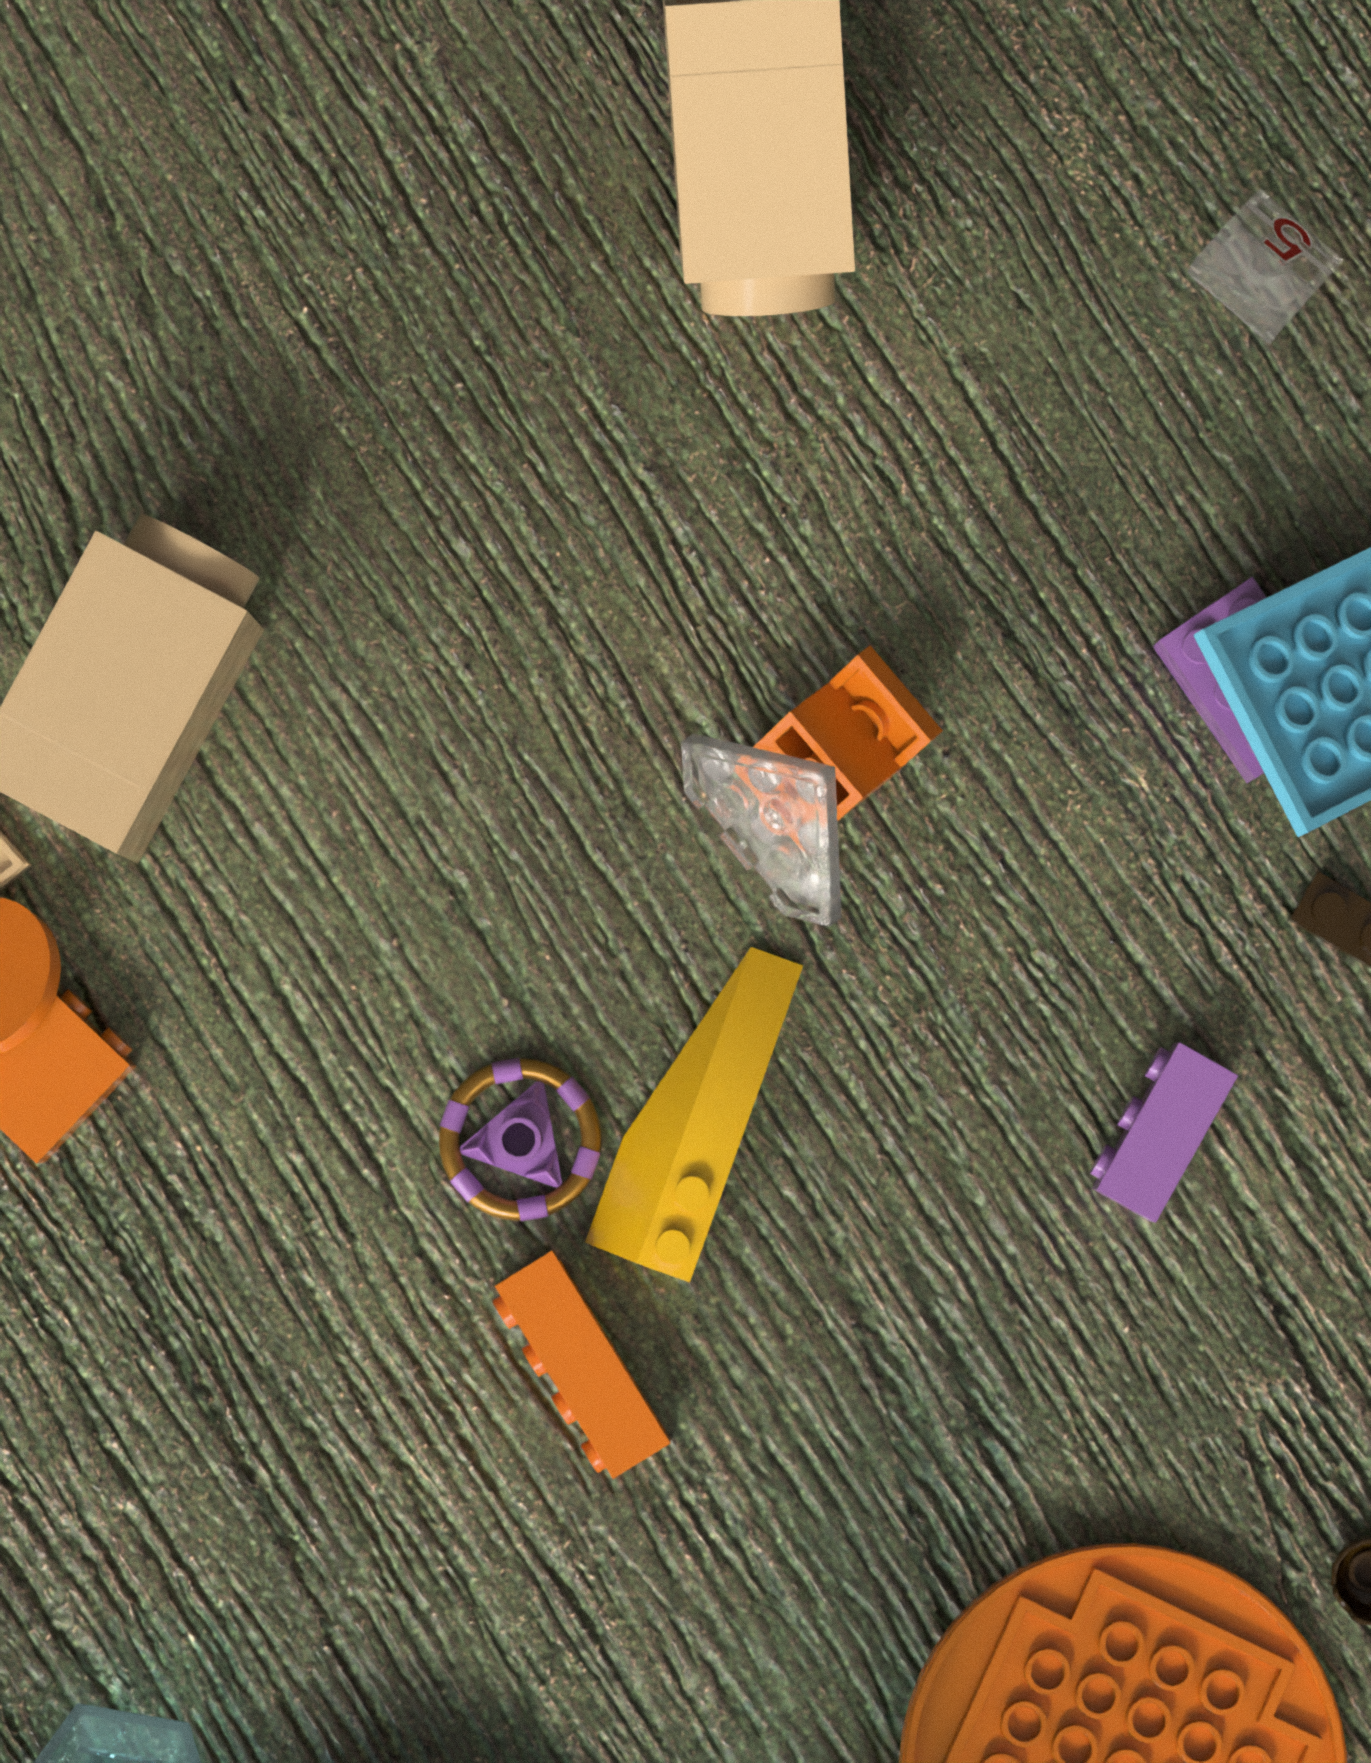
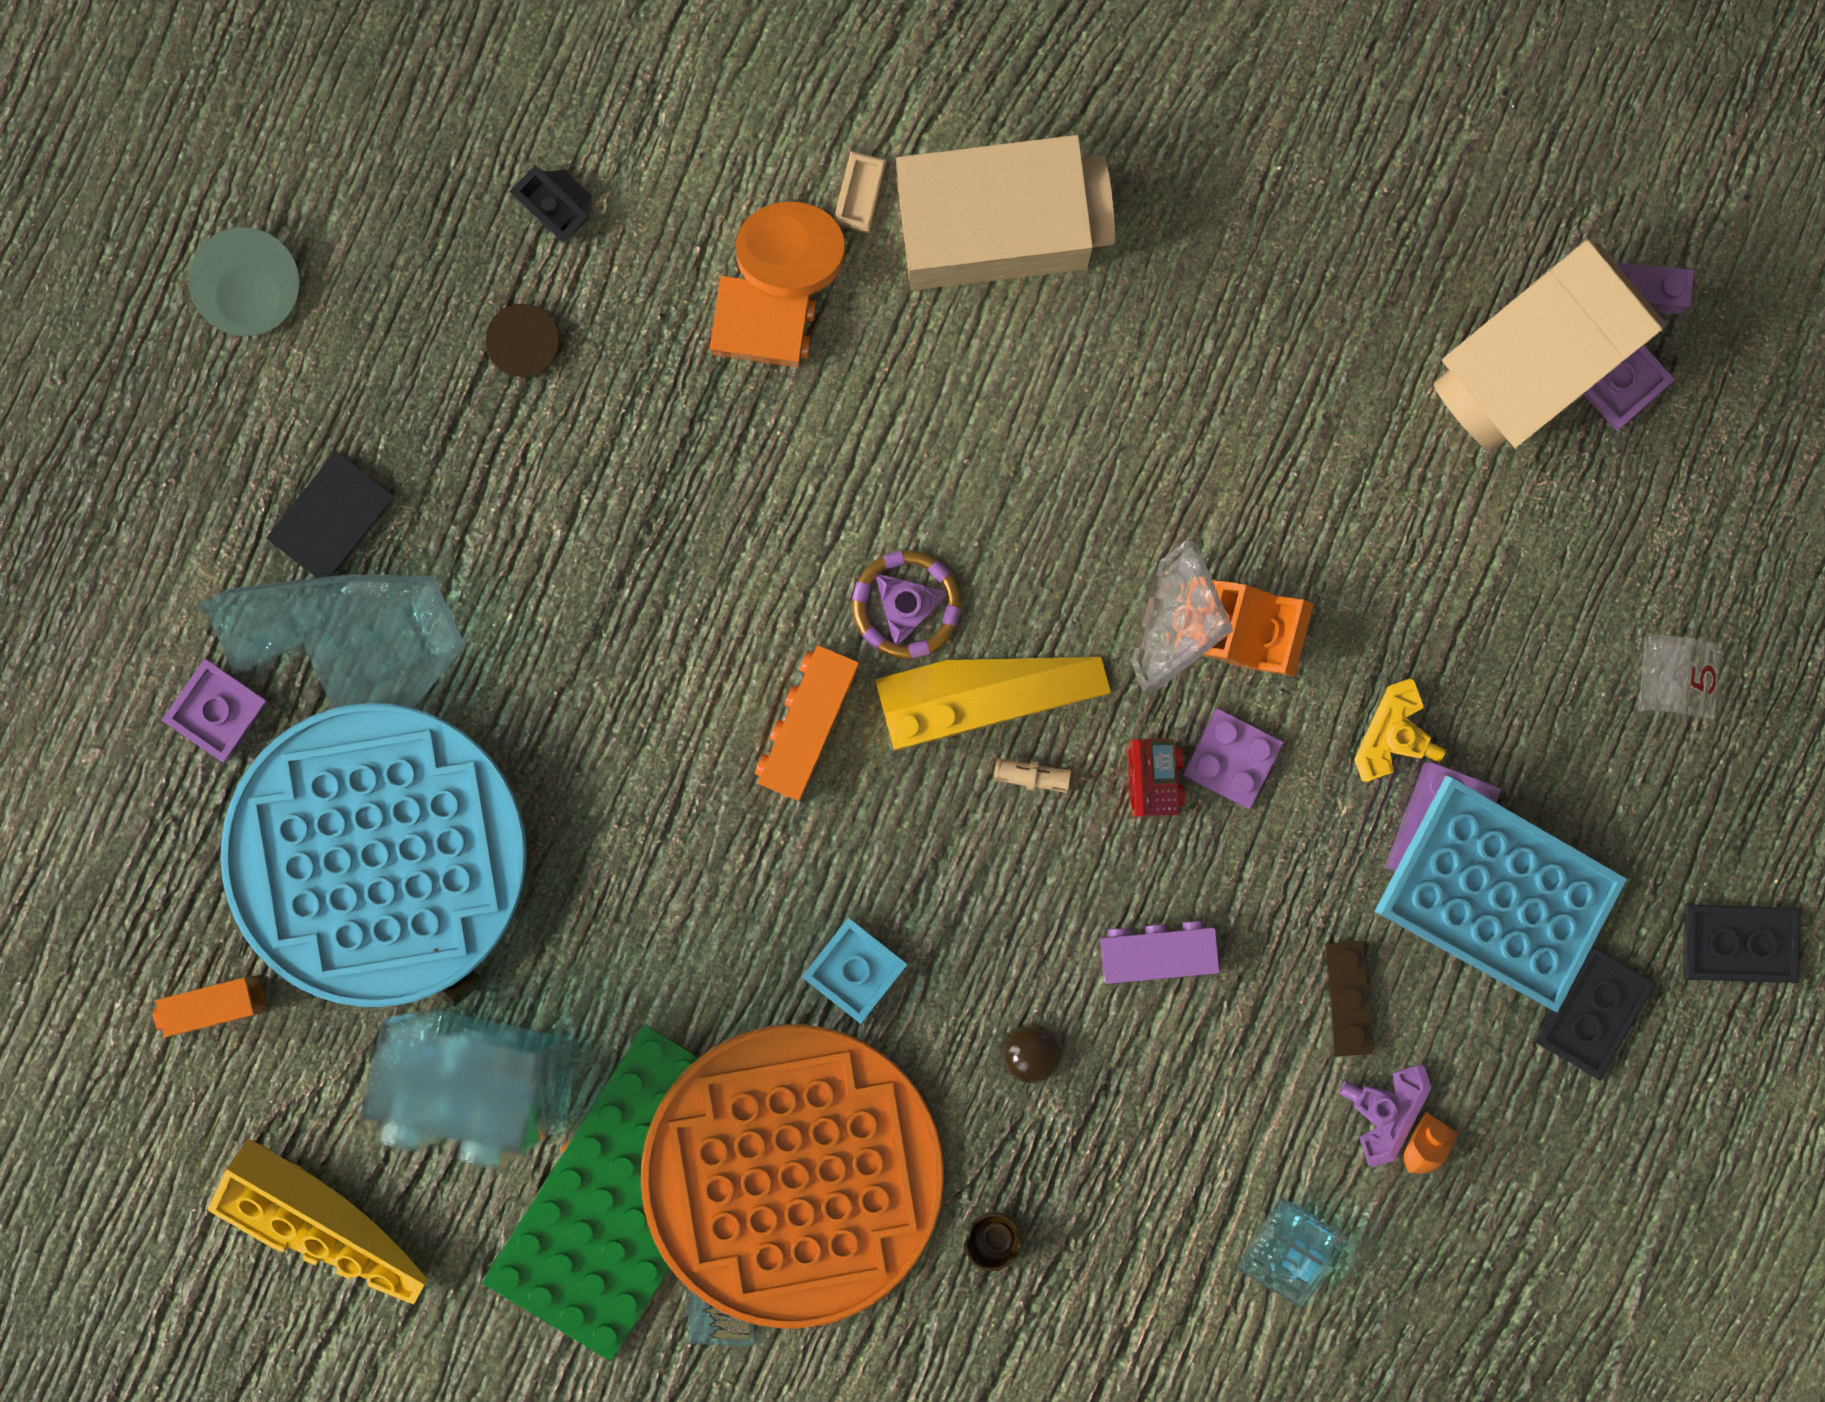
camera: 60 degrees right, 0 degrees up
(837, 1133) = (1032, 775): none -> tan pin
(876, 78) = (1628, 387): none -> medium lavender plate
(924, 1518) = (854, 970): none -> medium azure plate
(946, 987) = (1154, 777): none -> red slope
(986, 874) = (1232, 758): none -> medium lavender plate
(1093, 656) = (1394, 733): none -> yellow piece
(1174, 1373) = (1030, 1054): none -> dark brown hair

